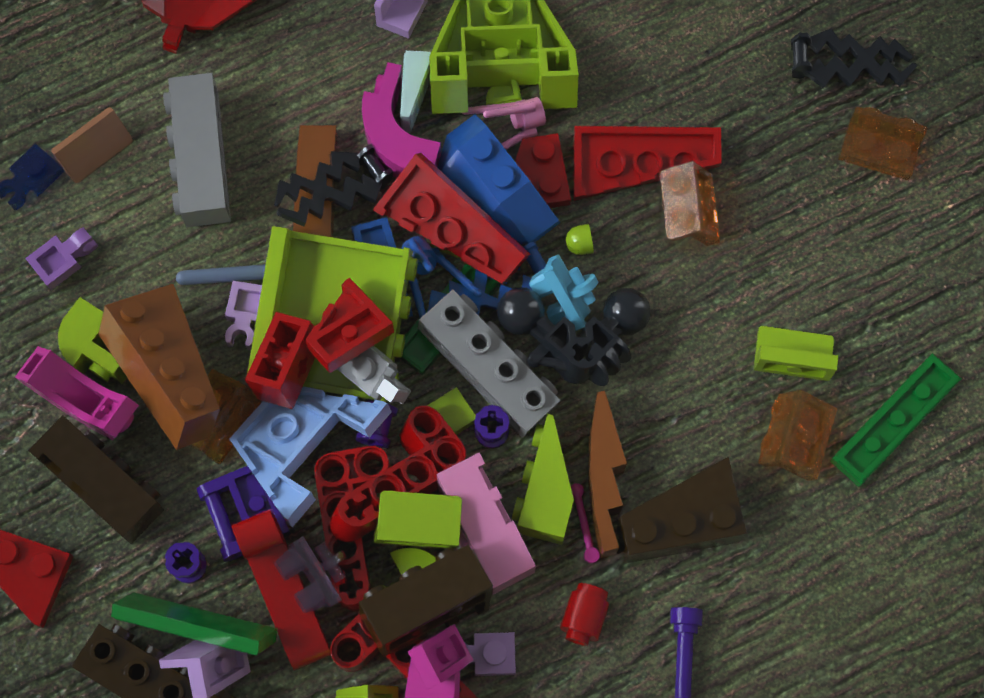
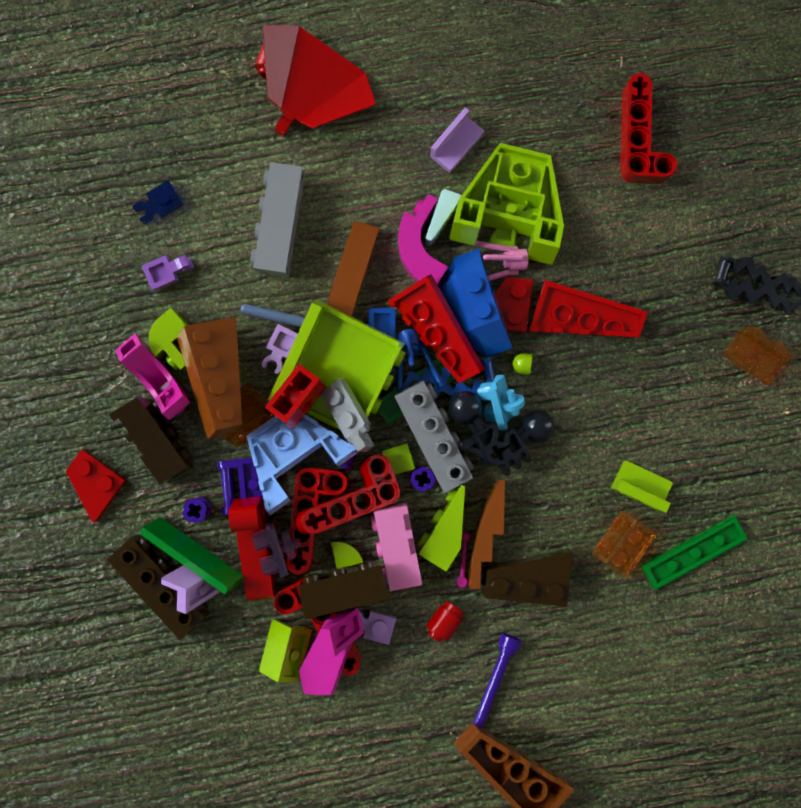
camera: 15 degrees right, 15 degrees up
(92, 145) = (207, 193): nougat slope -> none
(348, 328) = (344, 390): red wing -> none
(367, 189) = (353, 280): black piece -> none
(418, 519) = (353, 538): lime panel -> none
(689, 203) = (606, 361): clear orange bracket -> none

